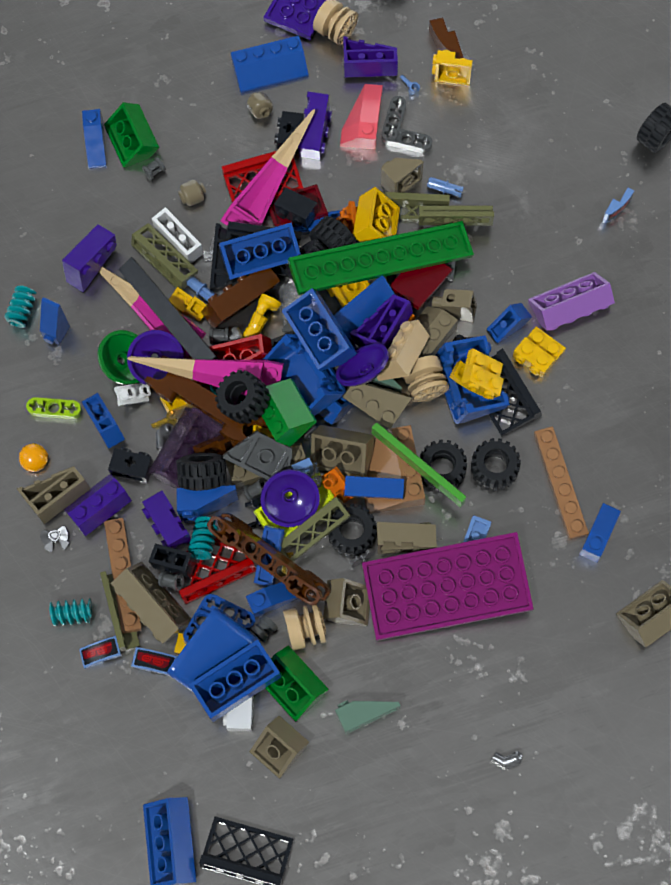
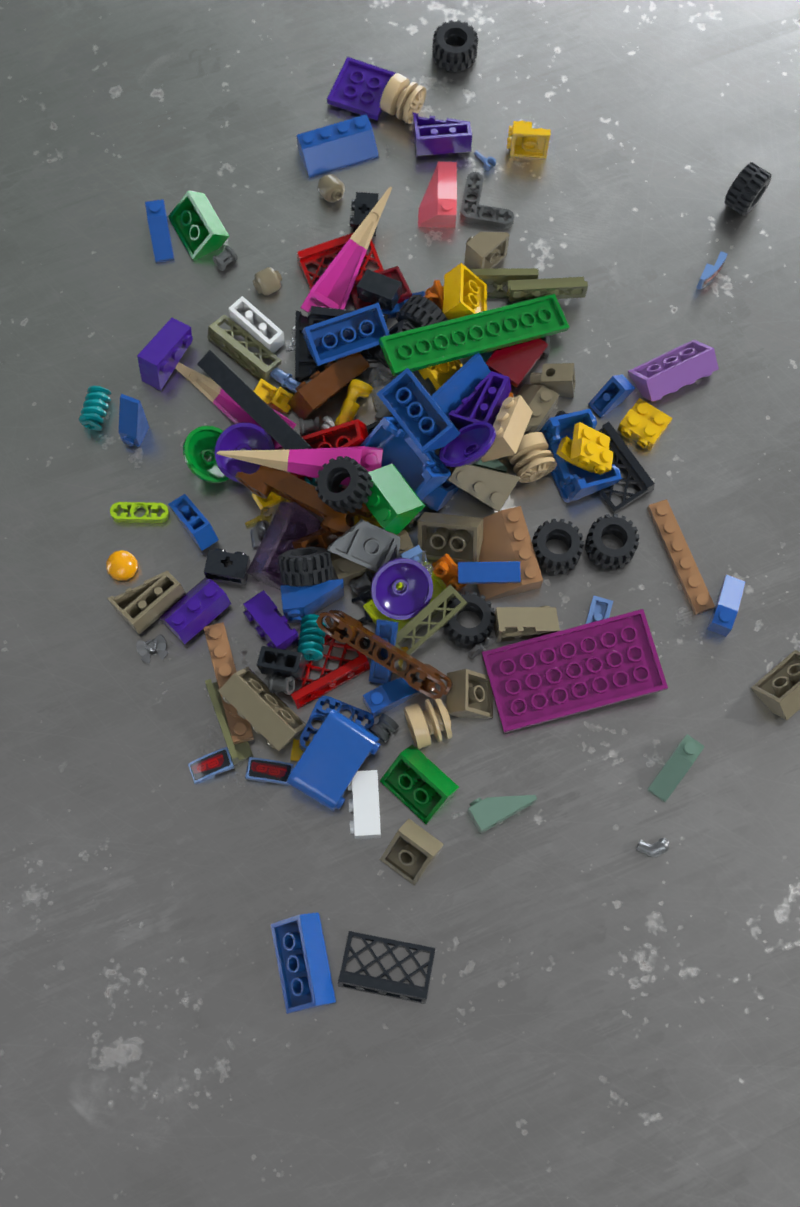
camera: 10 degrees left, 0 degrees up
(71, 612) = (176, 725): teal piece -> none
(132, 394) = (223, 492): white hips -> none
(235, 680) = (361, 784): blue slope -> none
(312, 142) = (390, 221): dark purple wedge -> none
(418, 464) = (534, 545): bright green tile -> none
(443, 39) = (514, 110): reddish brown slope -> none
(445, 187) = (531, 261): medium blue axle -> none
(535, 685) = (676, 767): none -> sand green slope

